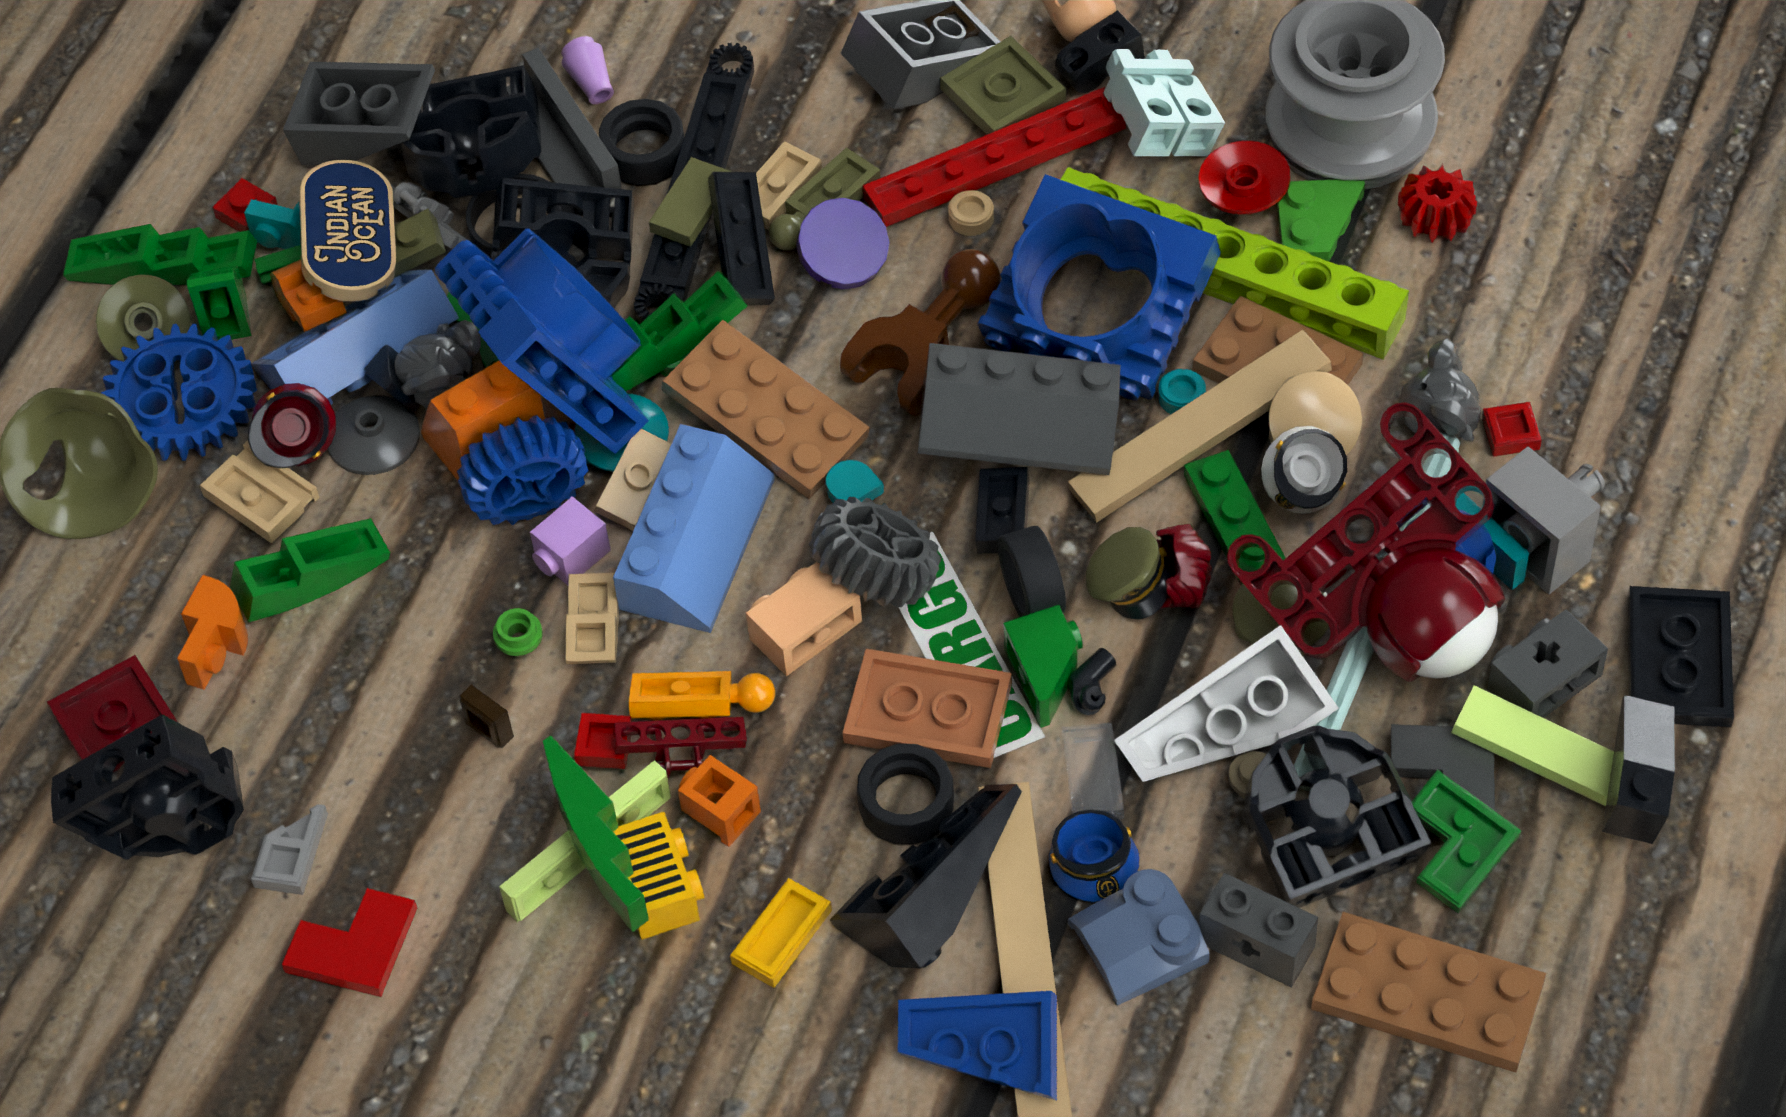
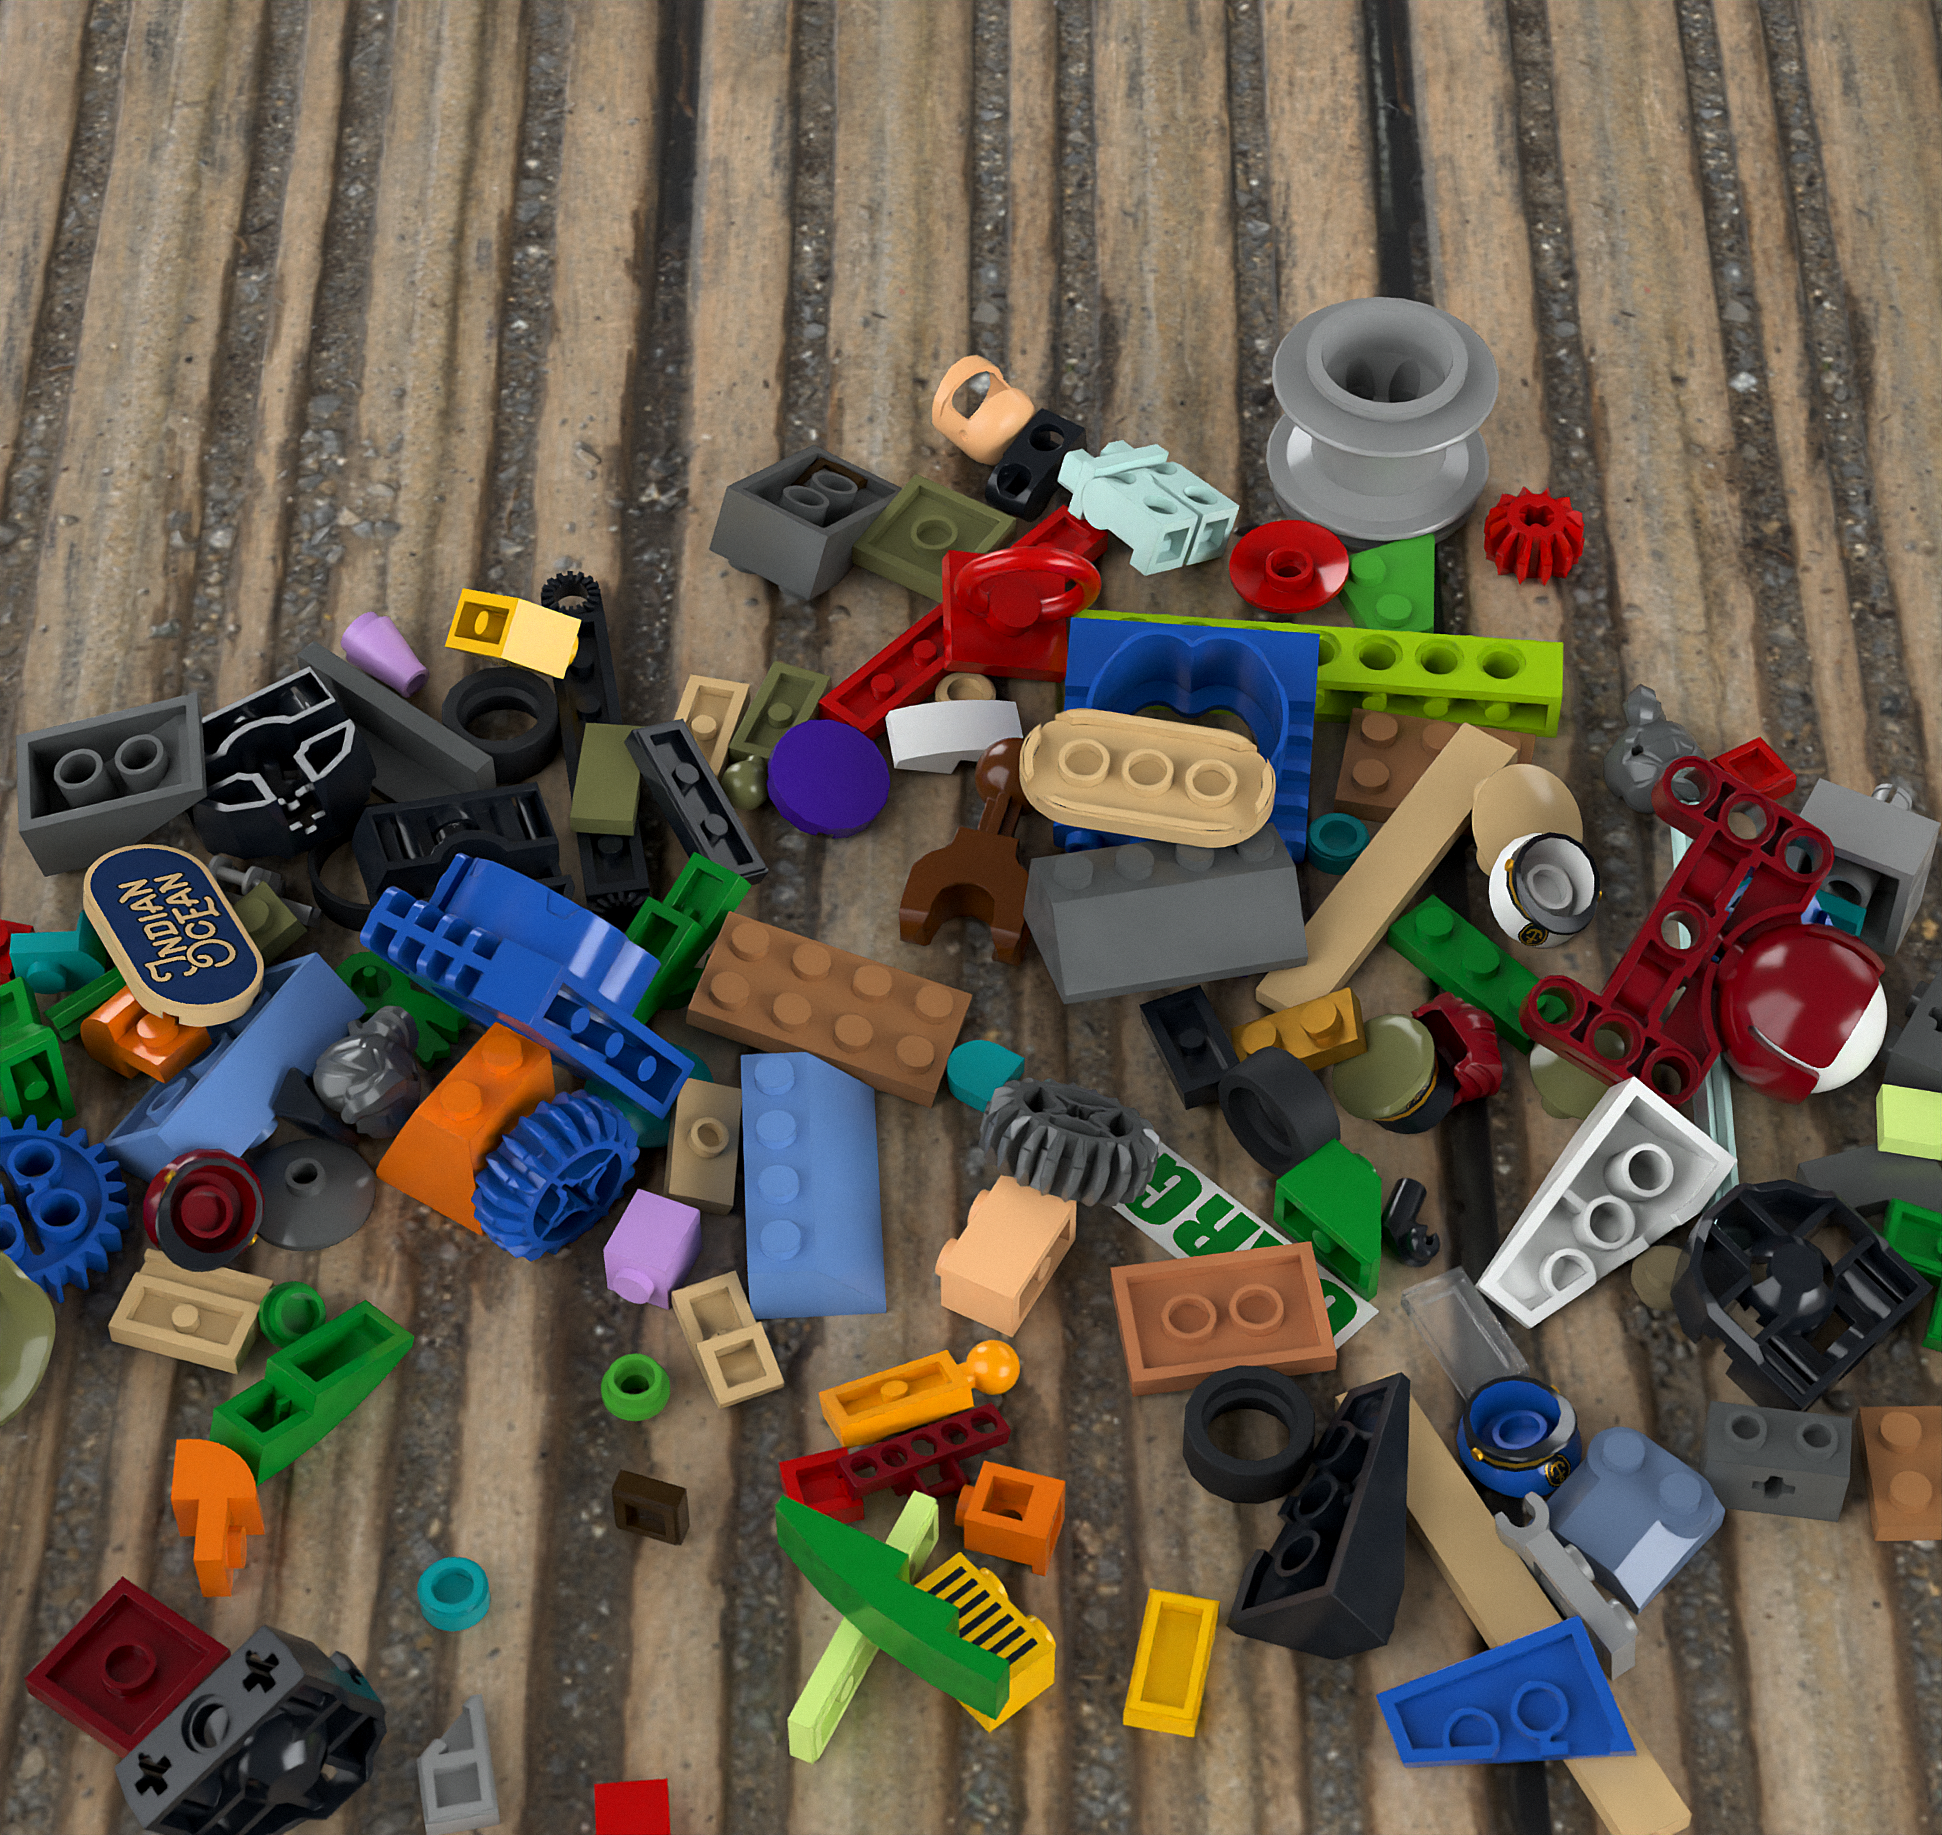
camera: 25 degrees left, 5 degrees down
(319, 511) = (290, 1313): none -> green plate
(340, 733) = (454, 1593): none -> teal tile
(670, 79) = (514, 633): none -> yellow brick
(940, 232) = (943, 733): none -> white slope
(1016, 153) = (1011, 610): none -> red tile
(1035, 307) = (1147, 778): none -> tan tile
(1068, 962) = (1568, 1586): none -> light grey plate
(1081, 525) = (1314, 1031): none -> pearl gold plate

